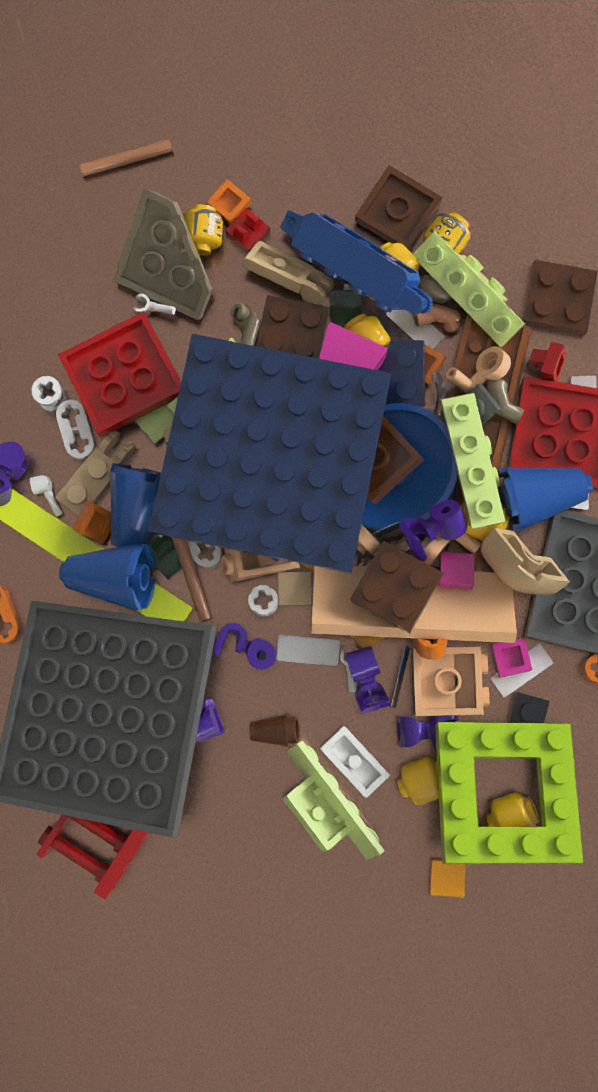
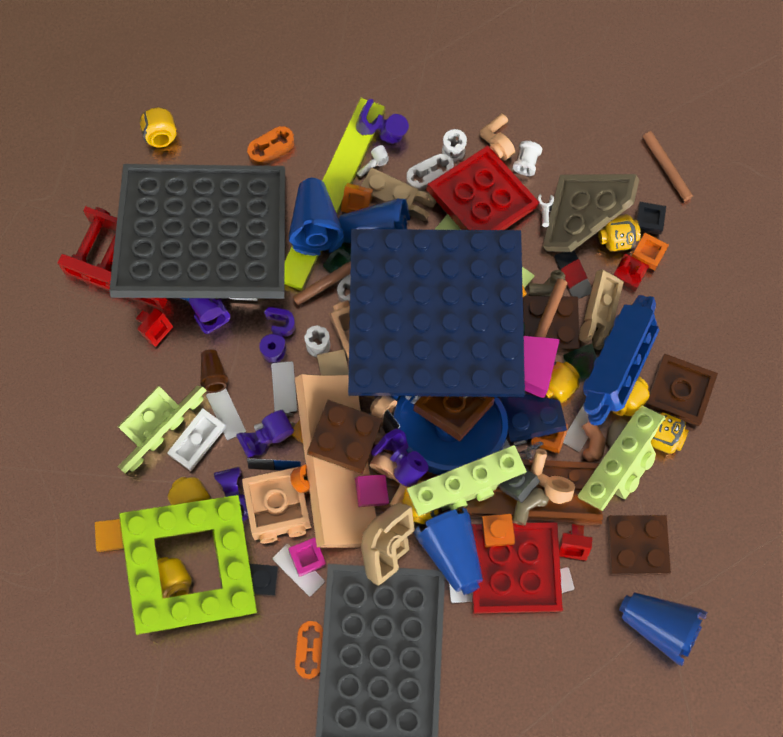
camera: 75 degrees right, 10 degrees down
(56, 341) = (498, 143): none -> light nougat plate
(83, 312) = (527, 158): none -> white bush
(188, 190) = (651, 217): none -> black plate
(206, 792) = (153, 326): none -> red tile
(235, 292) = (574, 273): none -> sticker
(284, 329) = (551, 308): none -> nougat bar
(326, 722) = (226, 413): none -> white sticker
(524, 441) = (498, 530): none -> orange plate

